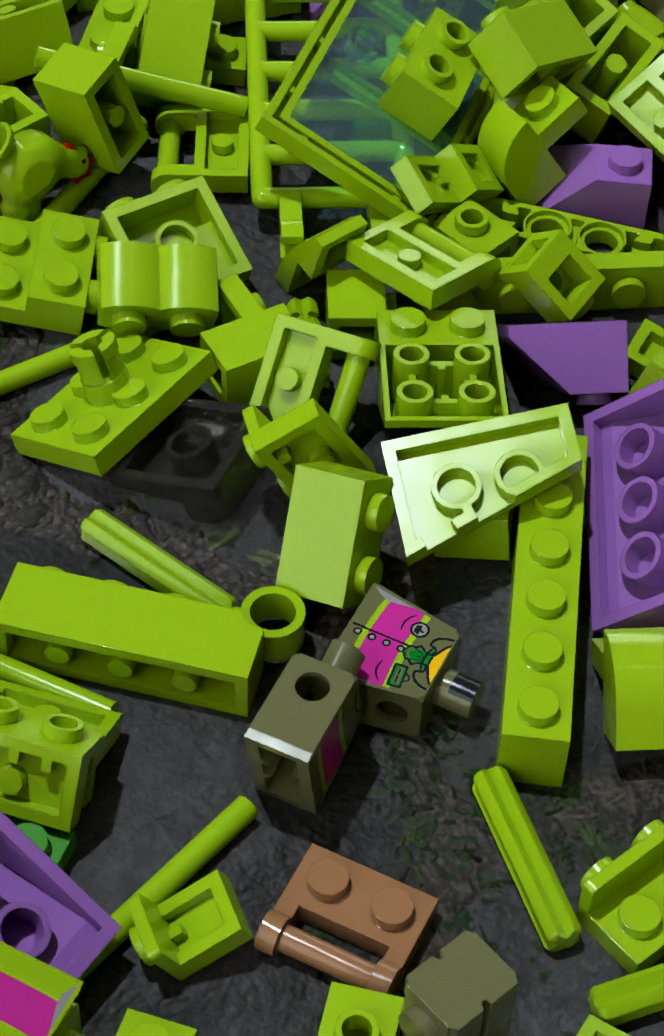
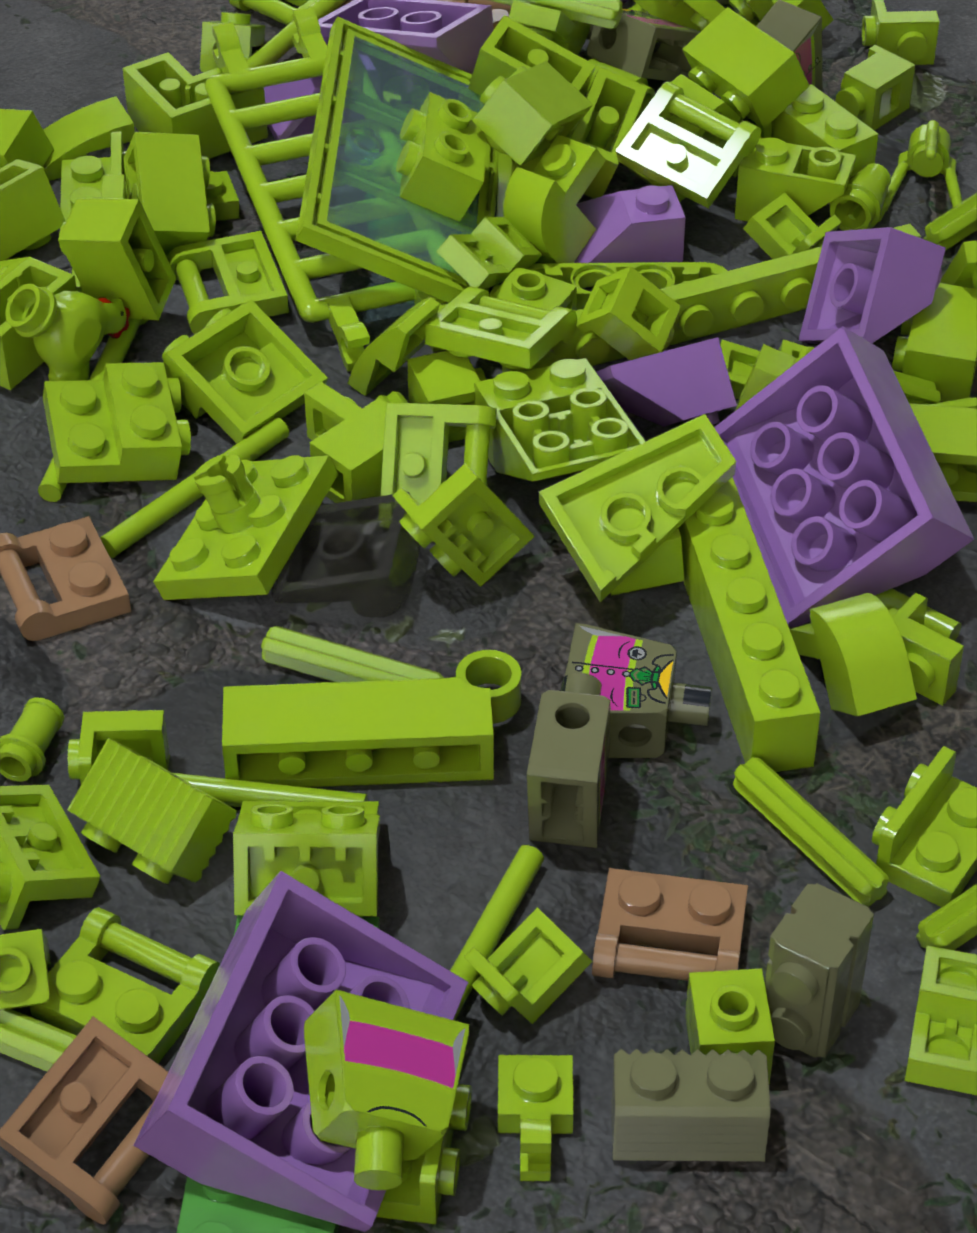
camera: 15 degrees left, 5 degrees down
(157, 287) = (248, 410): lime brick -> none
(170, 88) = (181, 227): lime bar -> none
(334, 533) = (524, 587): lime brick -> none

